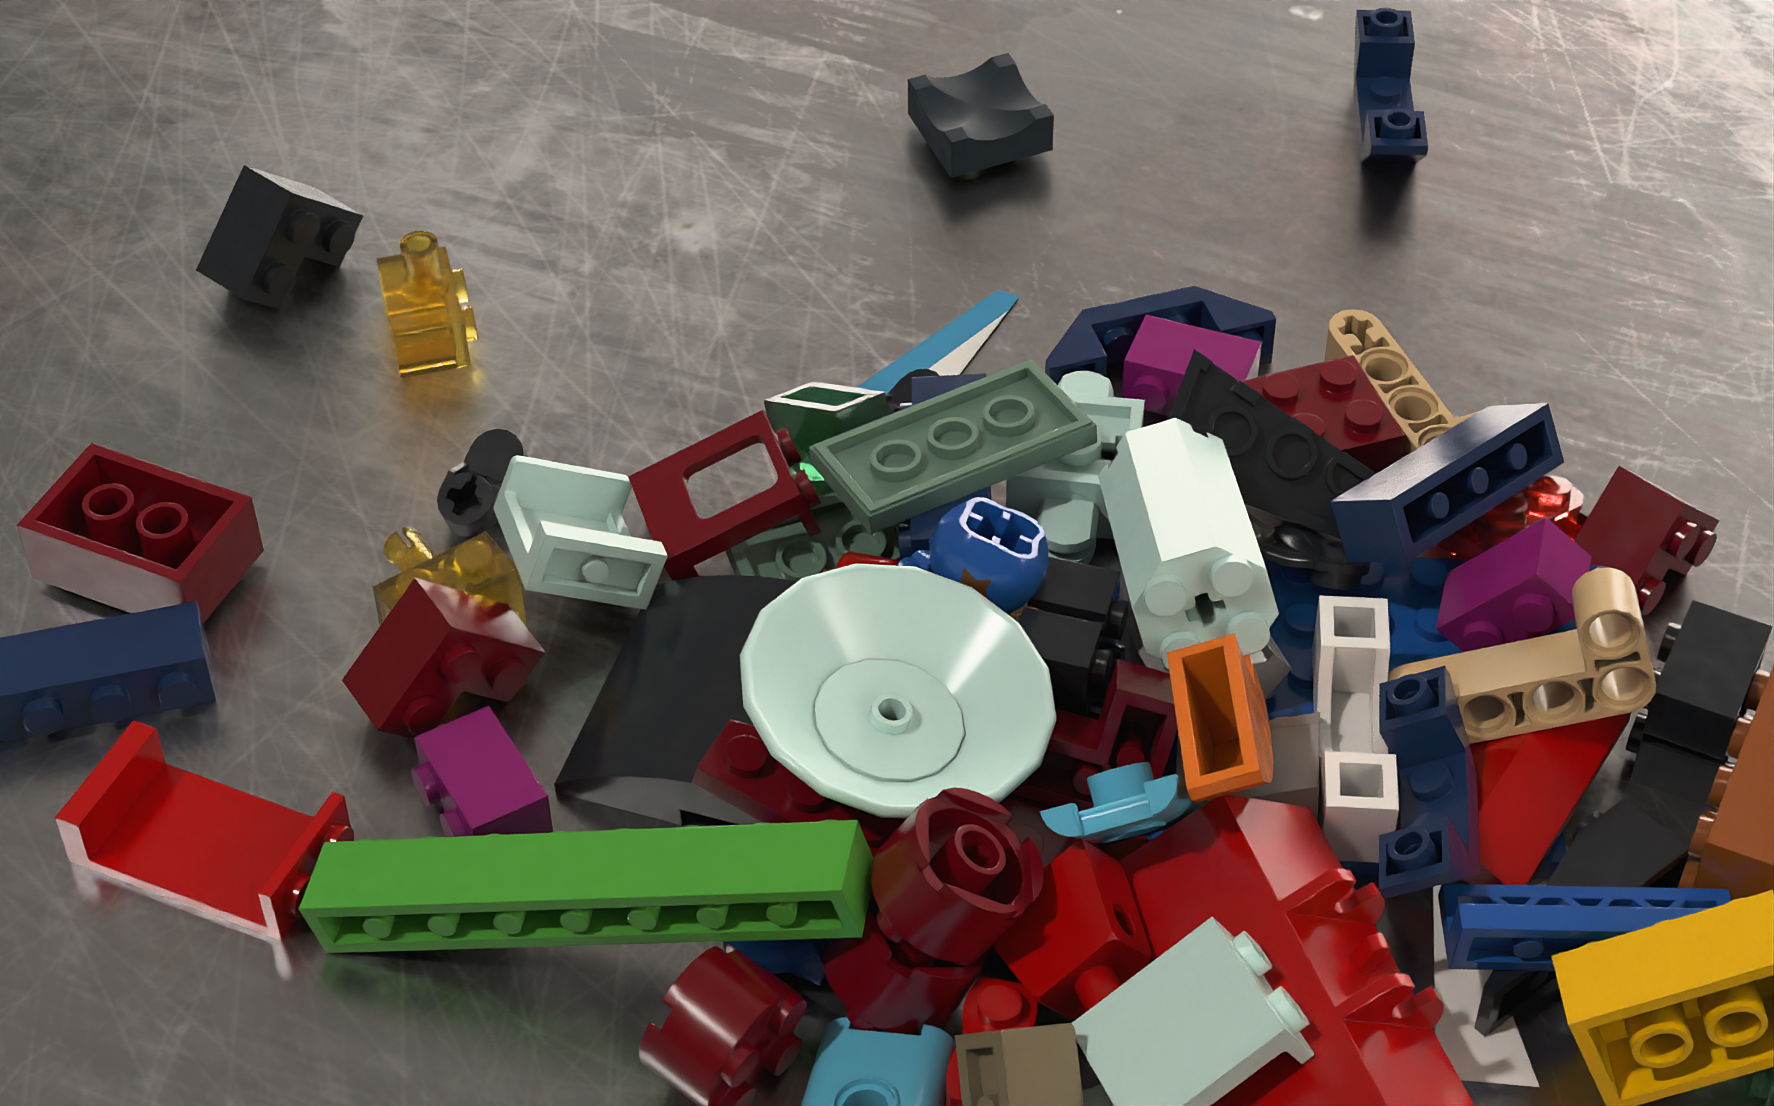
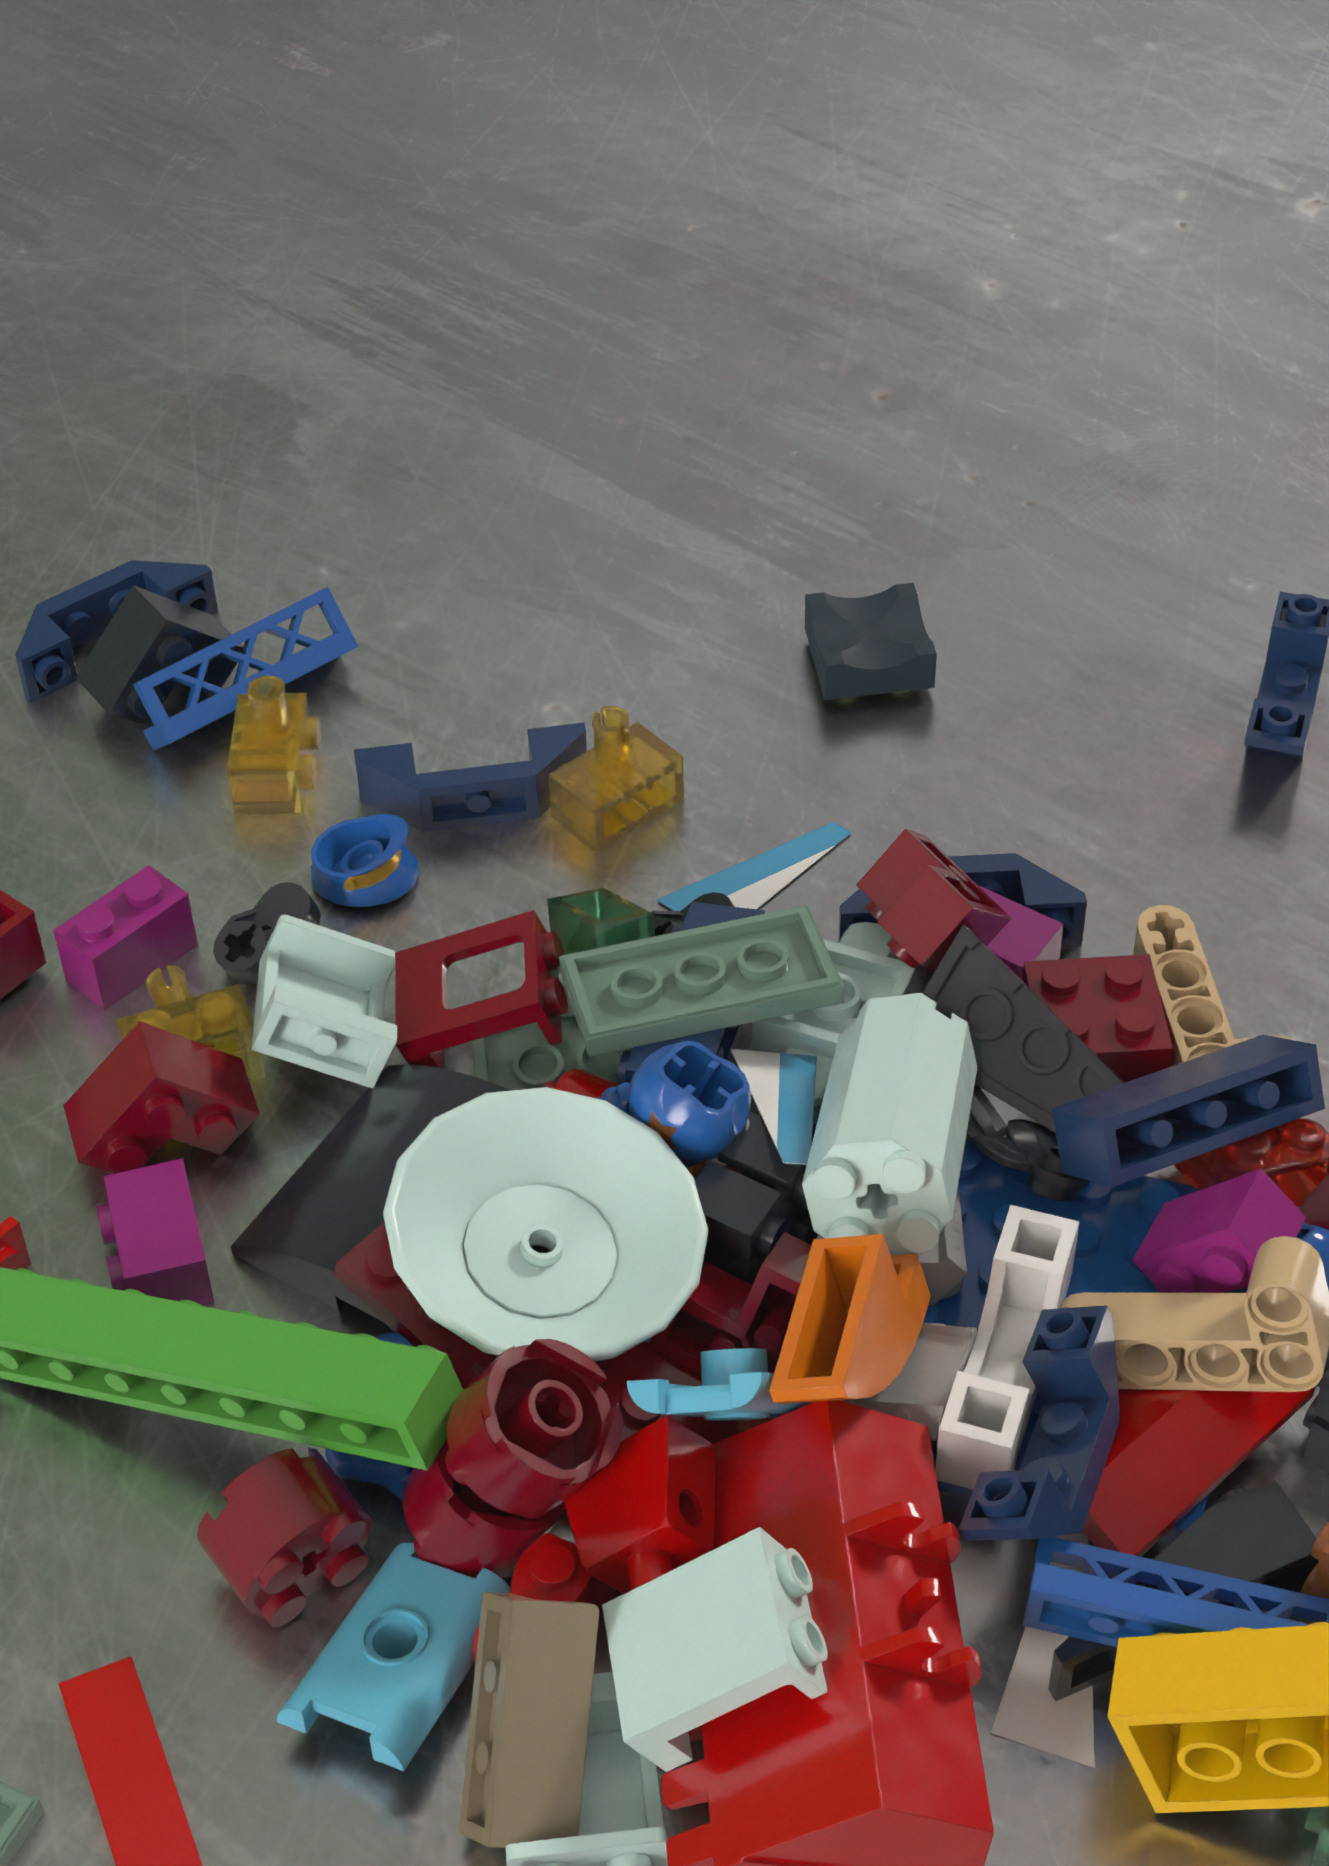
camera: 15 degrees right, 0 degrees up
(191, 200) = (86, 610): none -> dark blue slope
(343, 510) = (126, 937): none -> magenta brick
(360, 267) = (223, 700): none -> blue fence
(555, 398) = (364, 861): none -> blue piece
(560, 322) = (467, 794): none -> dark blue slope
(782, 284) = (617, 782): none -> clear yellow brick
(1074, 542) = (784, 1096): none -> dark azure sticker
(1138, 339) = (926, 901): none -> dark red brick

